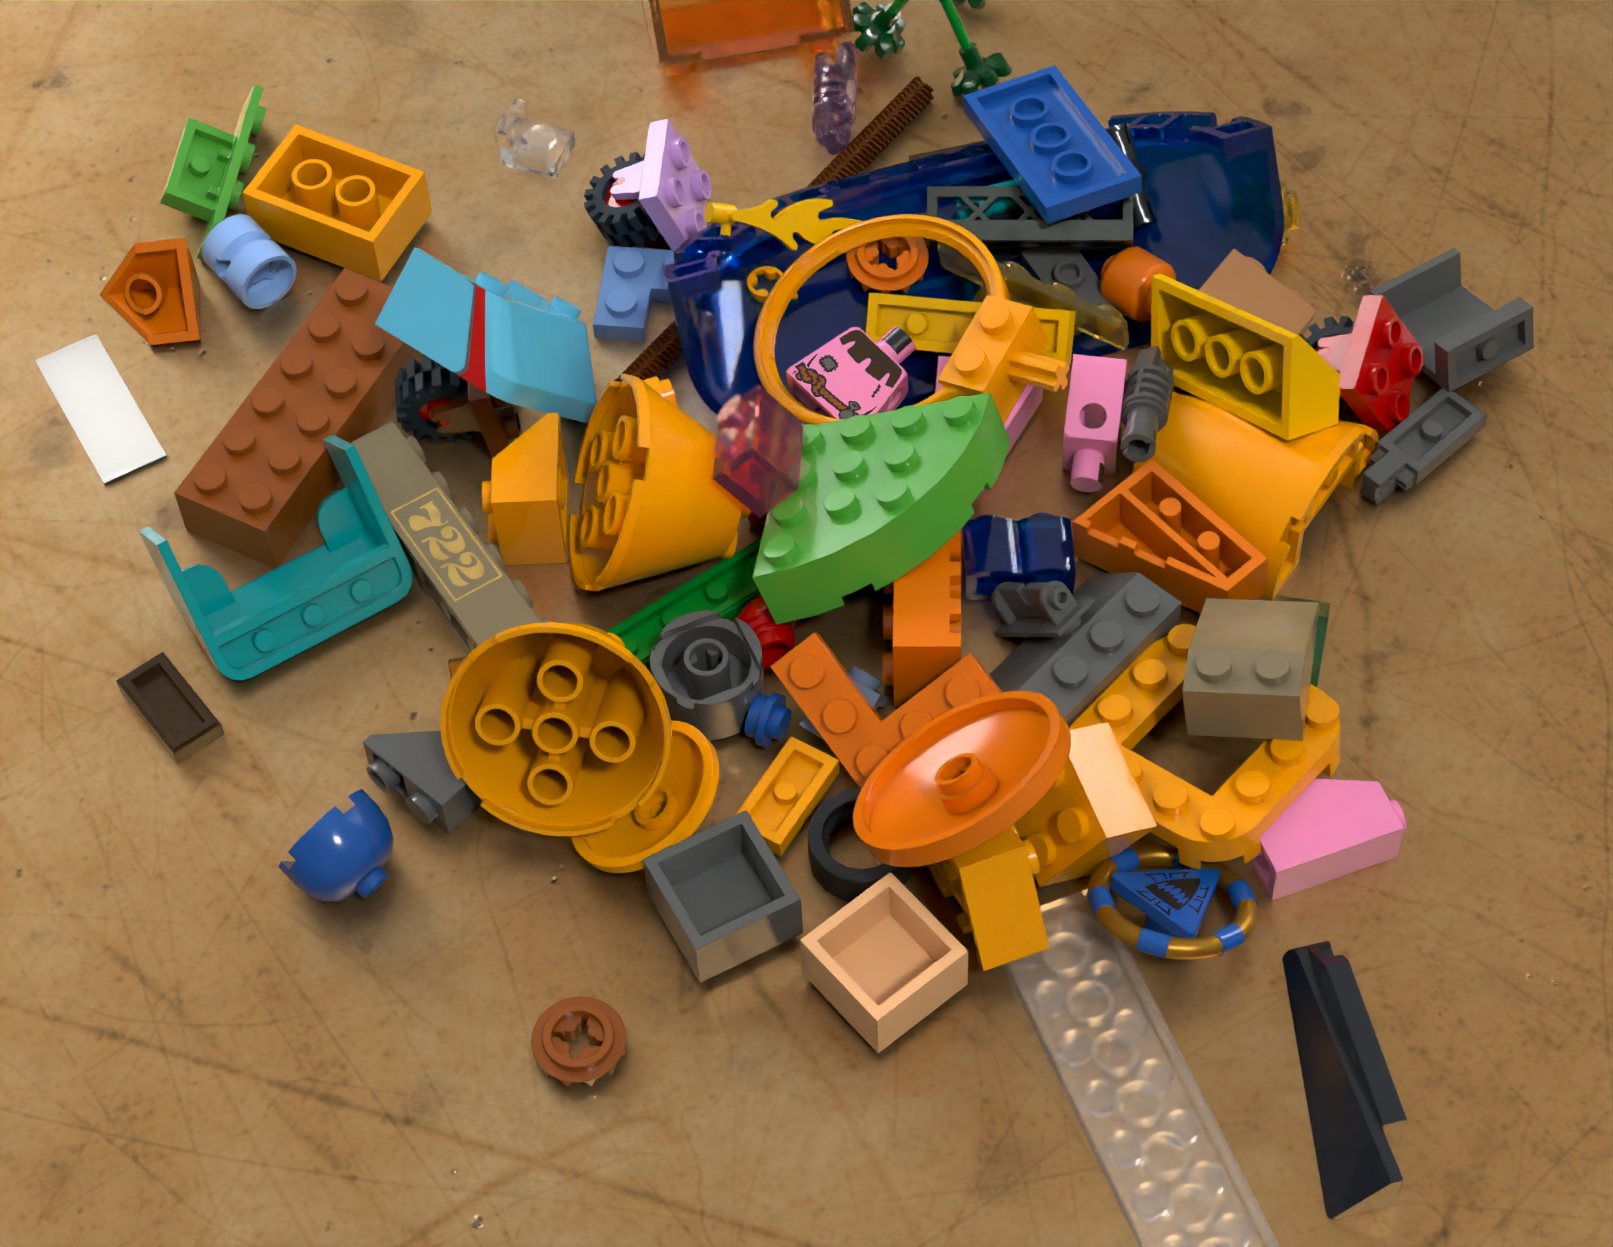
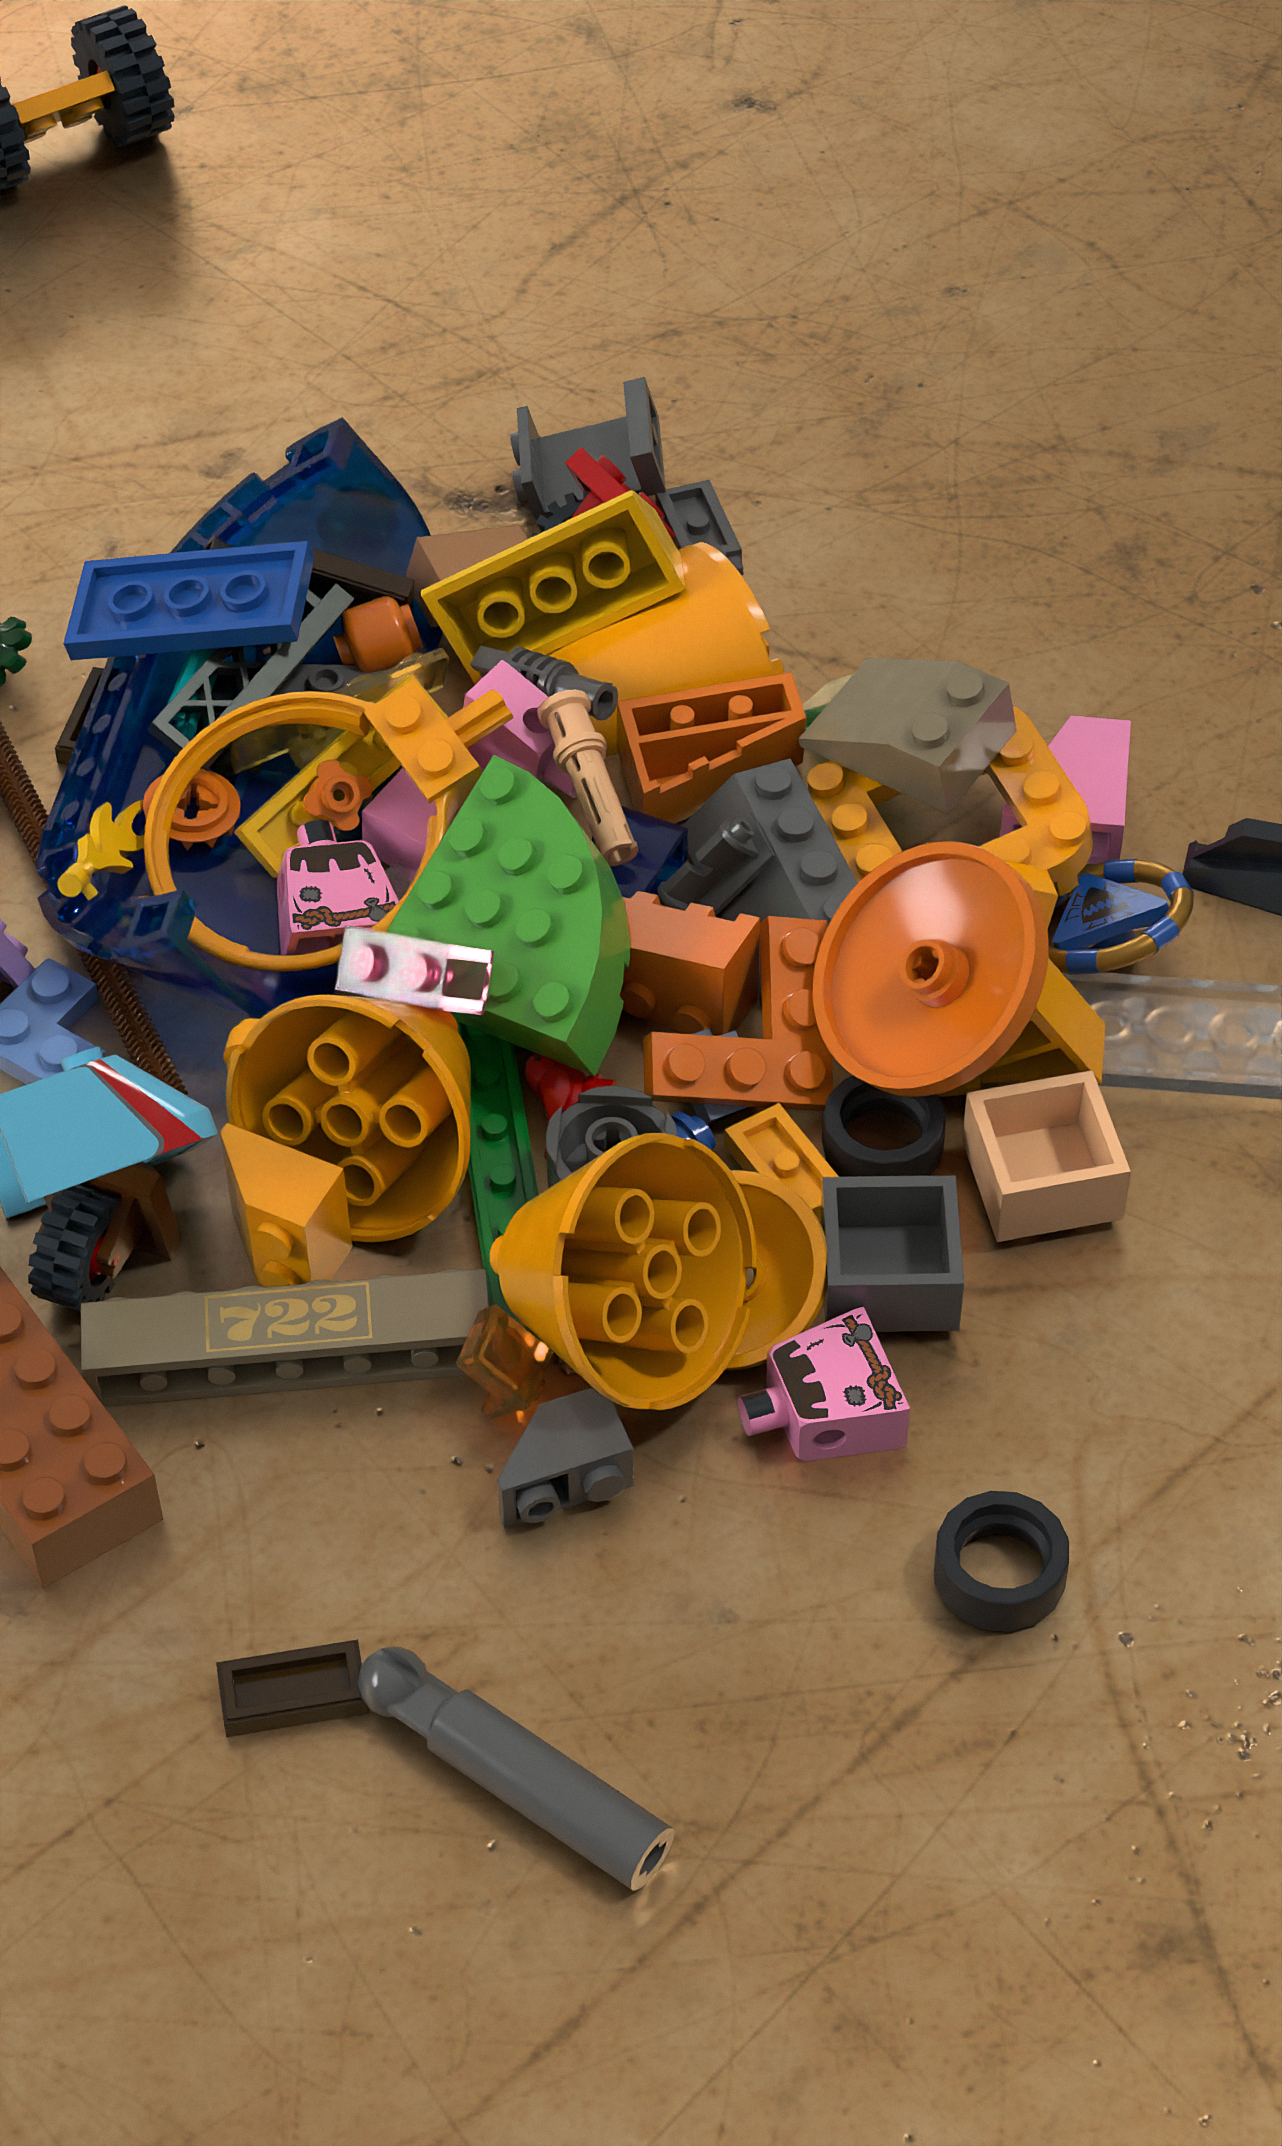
camera: 65 degrees left, 5 degrees down
(156, 867) = (518, 1767): none -> dark grey piece
(304, 600) = (233, 1475): teal windscreen -> none
(342, 852) = (619, 1570): blue cylinder -> none
(472, 1060) = (1006, 1515): none -> black tyre
(565, 1022) = (967, 1433): dark orange gear -> none
(584, 916) = (830, 1392): none -> bright pink torso
(923, 324) = (320, 798): none -> orange plate
(1068, 458) = (582, 756): none -> light nougat pin
(1174, 237) = (358, 580): none -> dark brown tile

